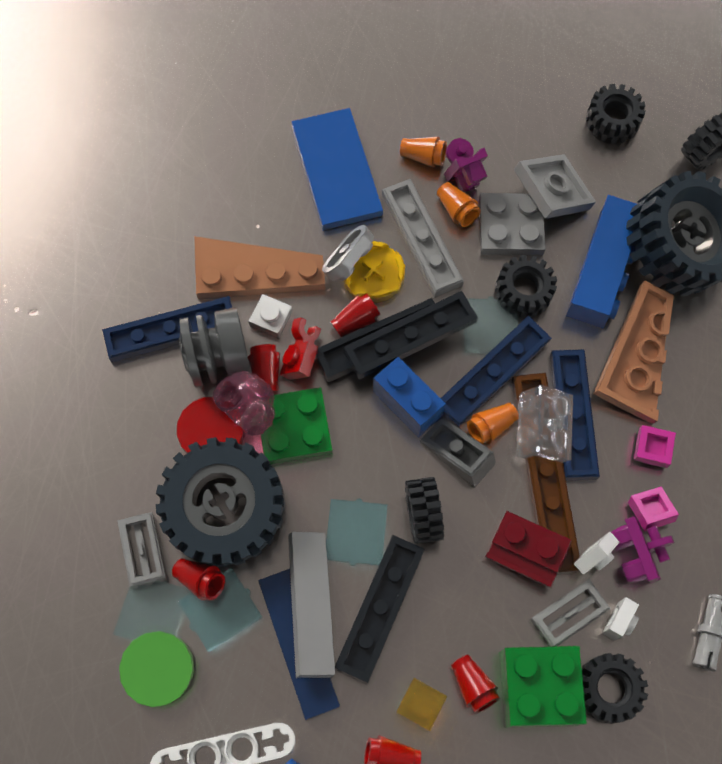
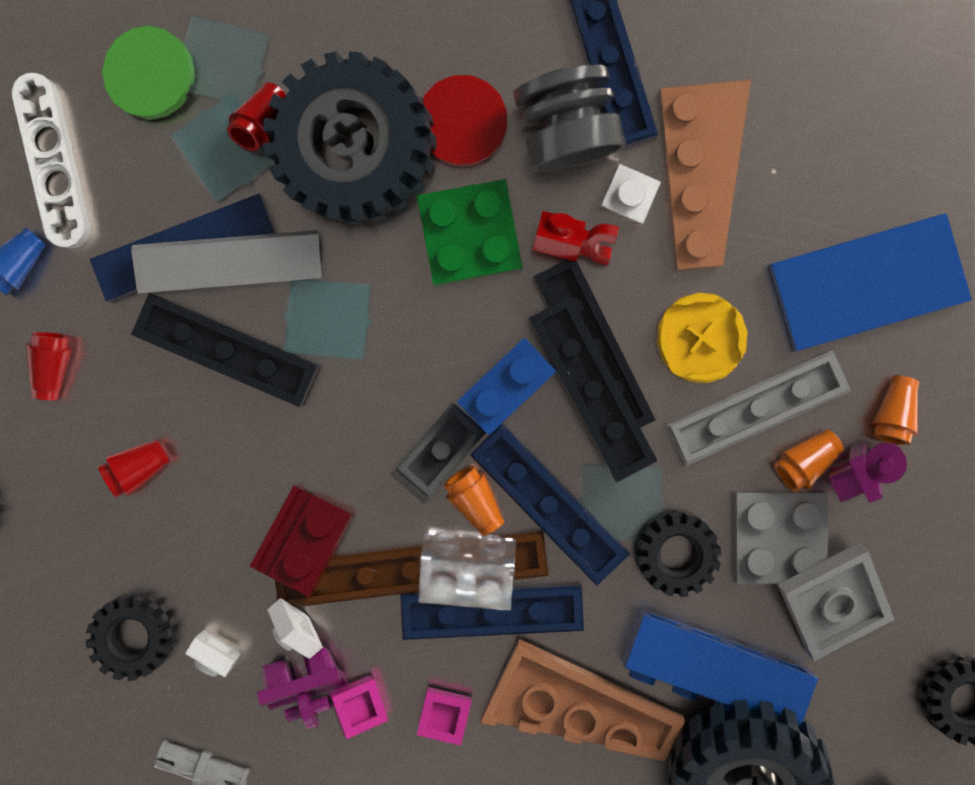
camera: 90 degrees right, 20 degrees up
(147, 577) = (291, 24): light grey tile -> none
(246, 401) = (488, 168): clear pink hair -> none
(265, 362) = (549, 190): red cone -> none
(342, 261) = (718, 300): light grey plate -> none
(356, 315) = (629, 313): red cone -> none
(421, 705) = (104, 399): clear yellow brick -> none
(424, 510) = (345, 405): black tyre -> none
(542, 687) = (127, 550): green brick -> none
(545, 631) = (239, 582): light grey tile -> none

